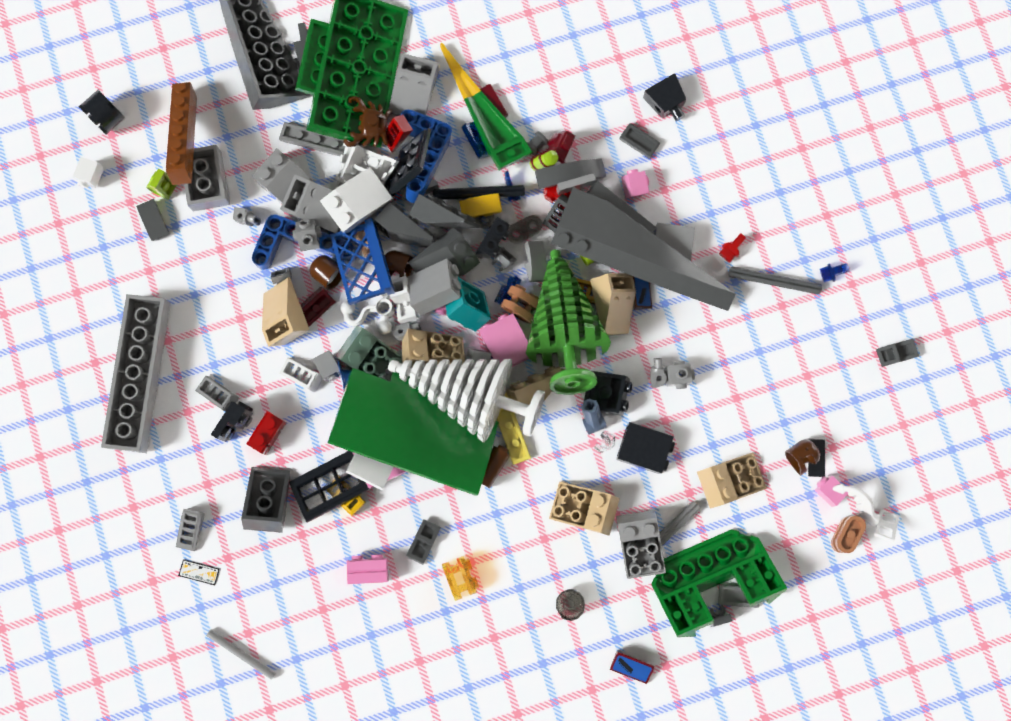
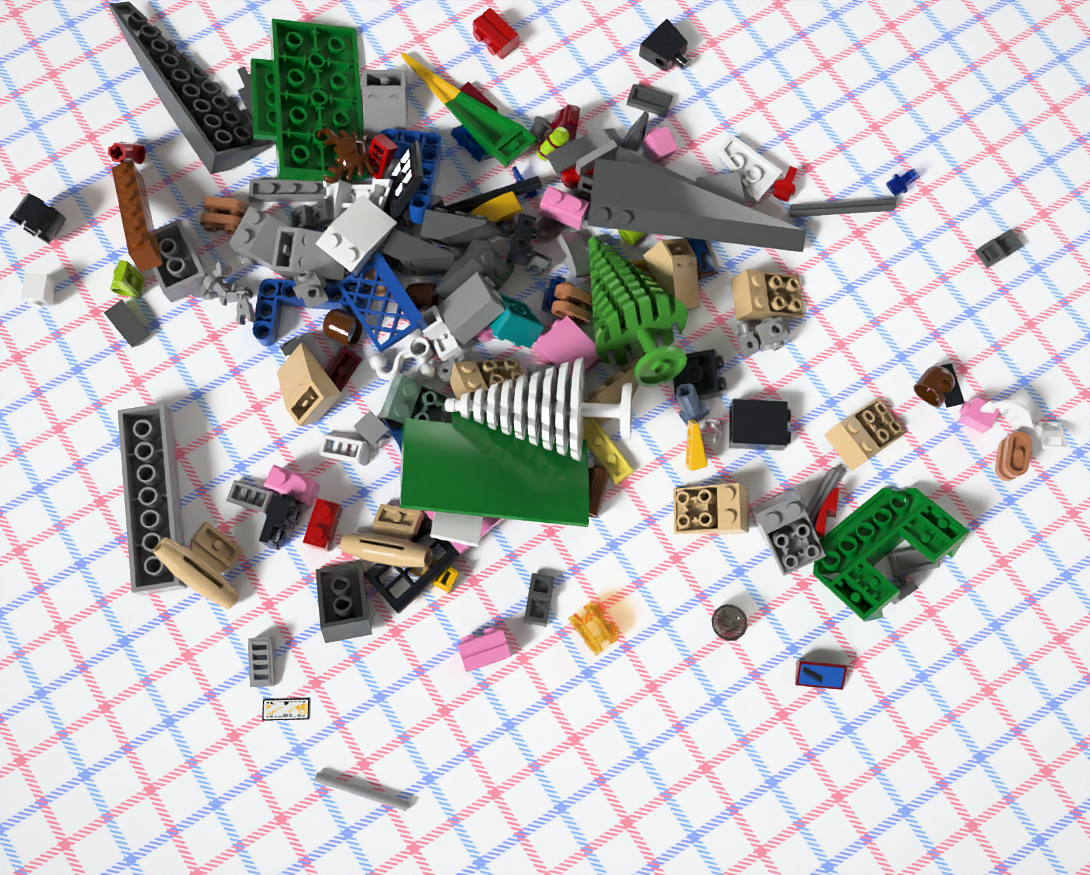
camera: 15 degrees left, 5 degrees down
(162, 440) = (203, 564): none -> tan plate
(188, 73) = (125, 151): none -> red piece
(230, 206) = (214, 282): none -> light grey piece
(244, 151) = (222, 214): none -> nougat brick
(250, 393) = (290, 483): none -> bright pink brick
(315, 461) = (391, 539): none -> tan plate
(327, 169) = (313, 216): none -> dark grey slope
(524, 46) = (495, 34): none -> red brick
(537, 219) = (564, 207): none -> bright pink brick
(584, 458) = (695, 449): none -> yellow slope
(618, 168) = (637, 133): none -> dark grey slope
(680, 534) = (828, 509): none -> red slope
(686, 341) = (766, 295): none -> tan slope
(709, 228) = (755, 171): none -> white wing

